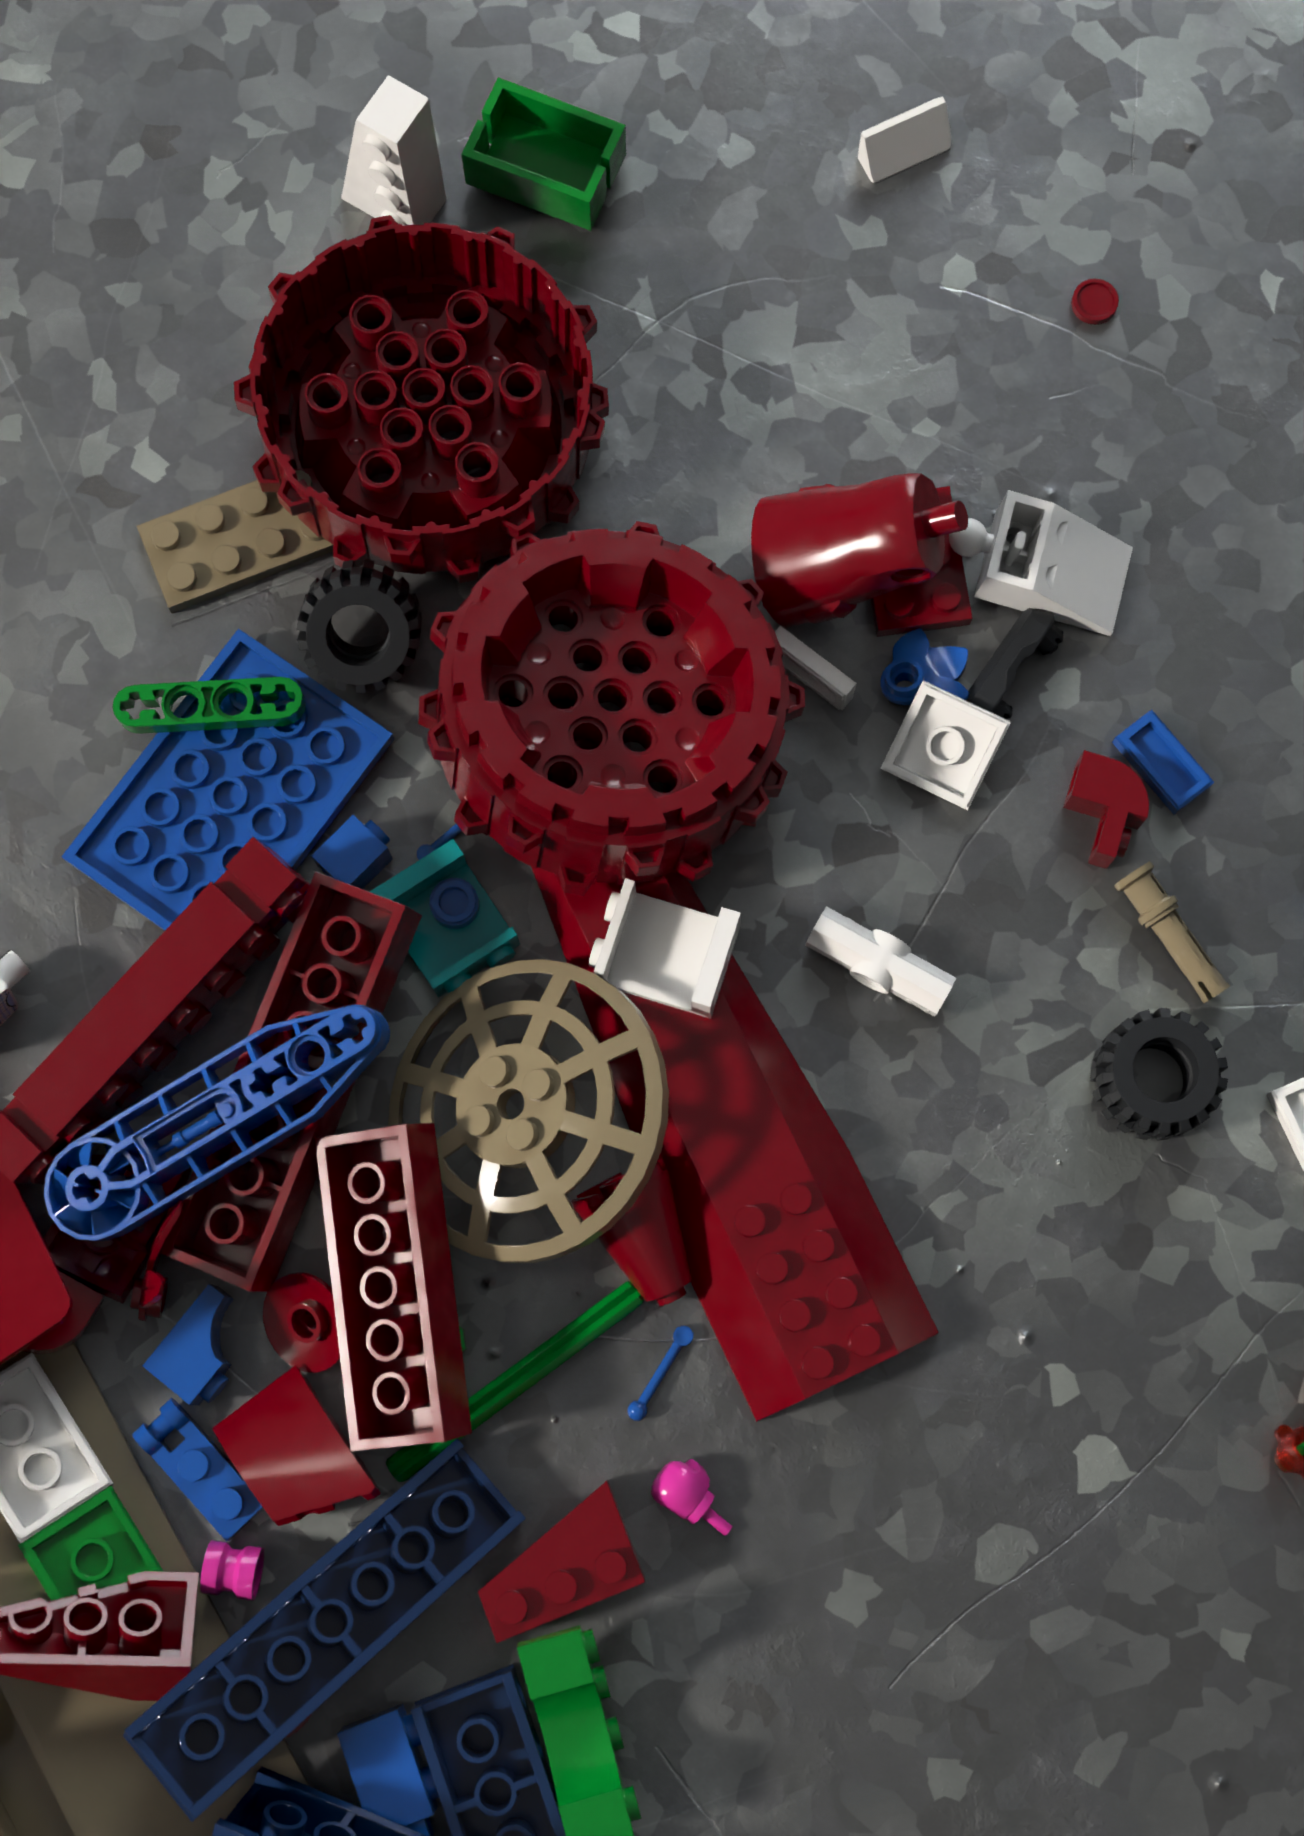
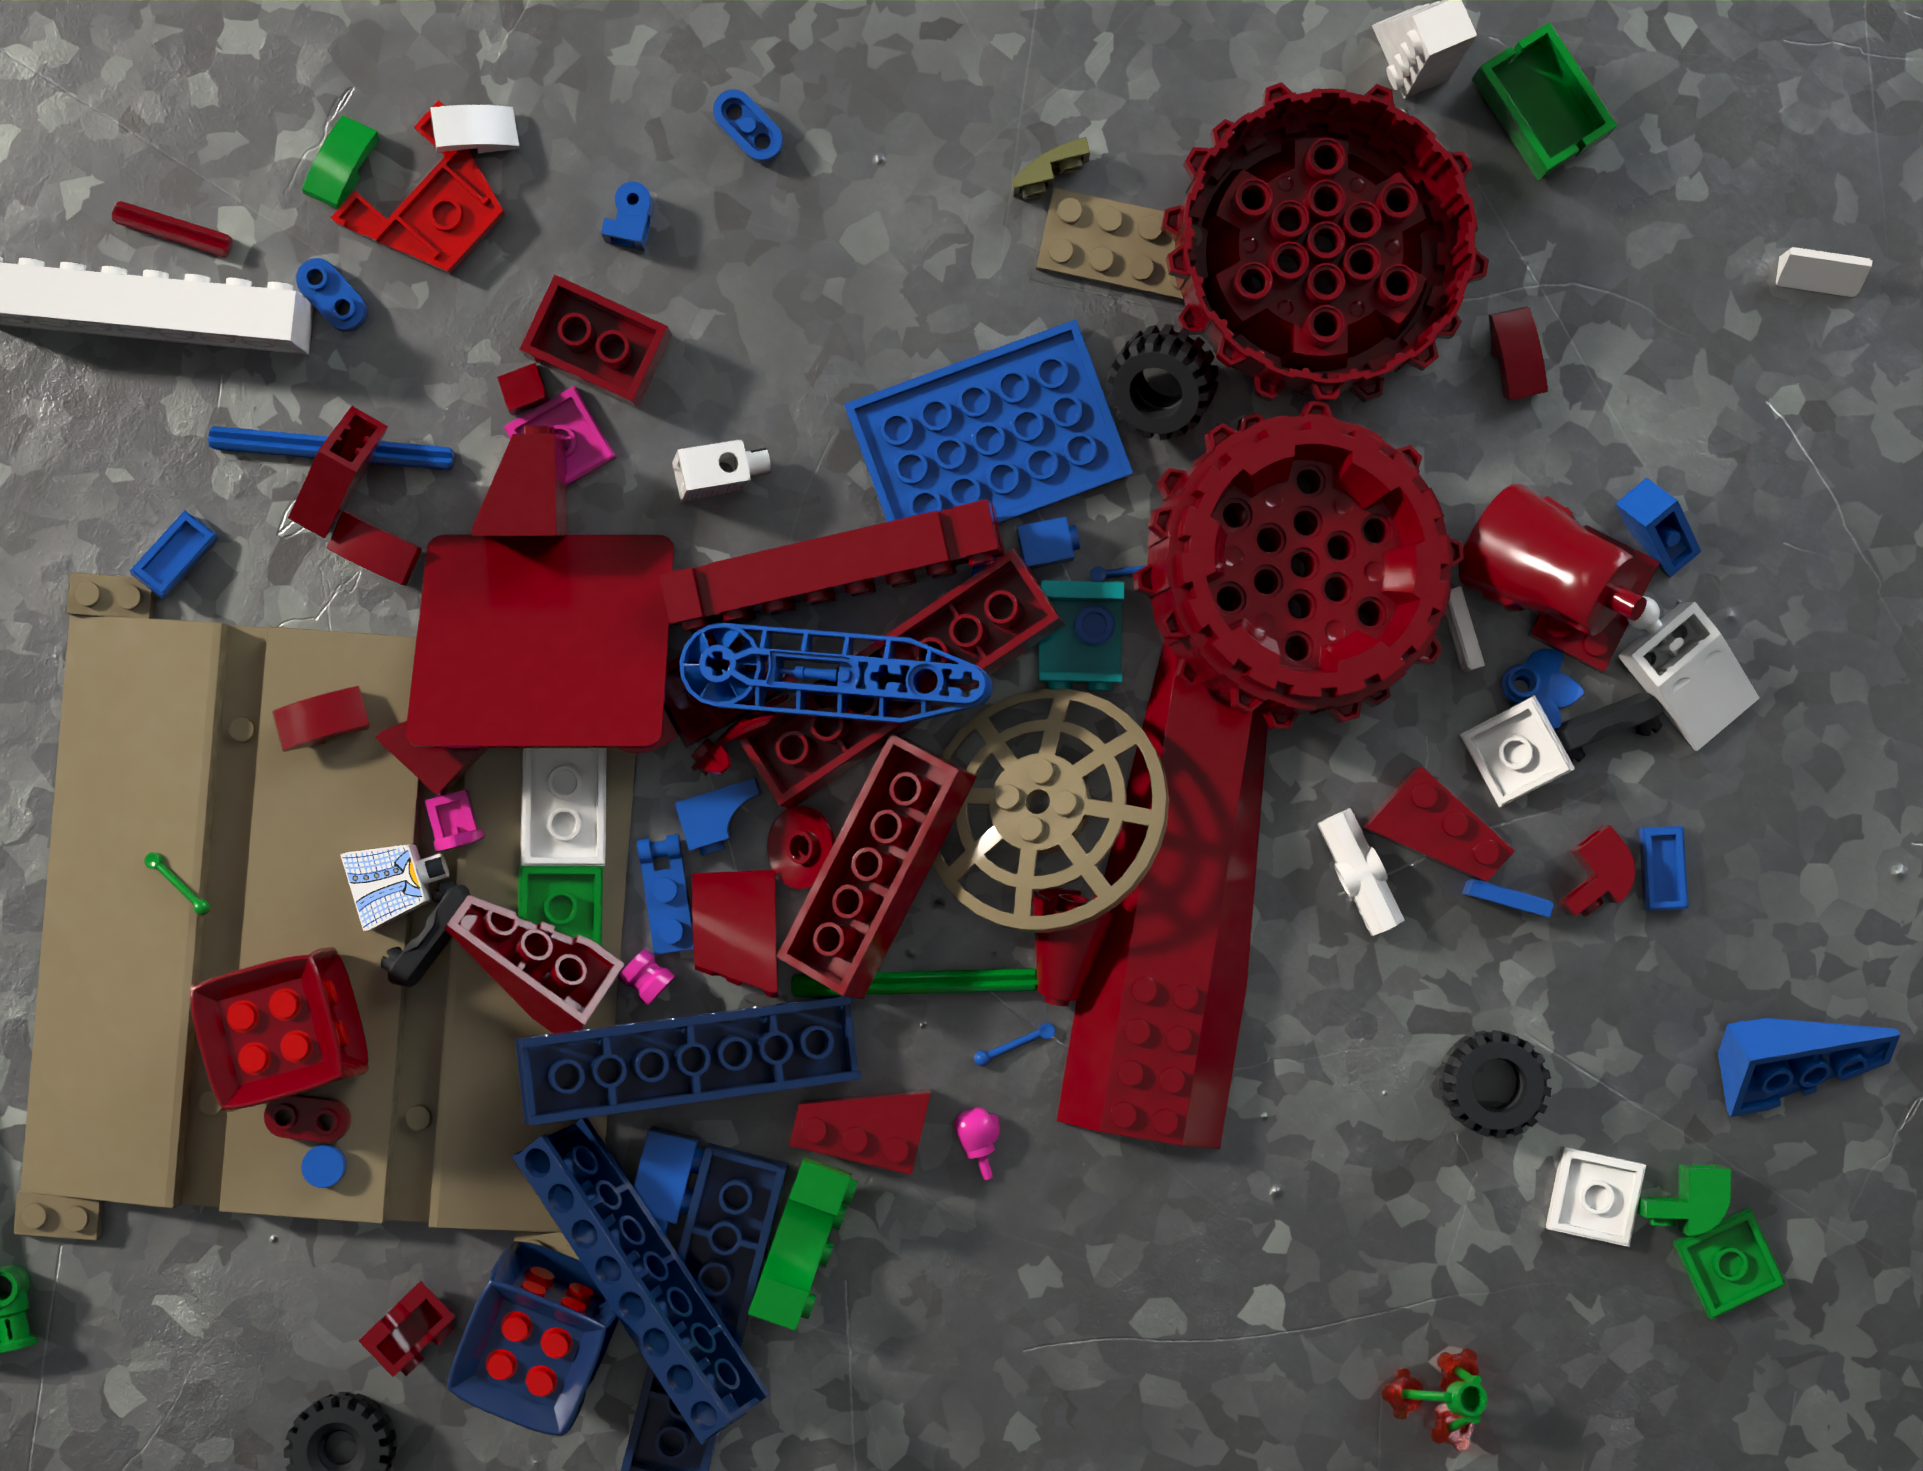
camera: 35 degrees right, 10 degrees up
(111, 524) = (1038, 175): none -> olive slope
(209, 712) = (1022, 359): green beam -> none
(665, 950) = (1216, 765): white panel -> none
(683, 385) = (1520, 353): none -> dark red slope
(924, 445) = (1659, 526): none -> blue slope
(925, 866) = (1437, 825): none -> dark red wedge
(1039, 888) = (1508, 898): none -> blue tile
(1094, 301) = (1872, 492): dark red piece -> none
(1159, 912) = (1580, 972): dark tan pin -> none

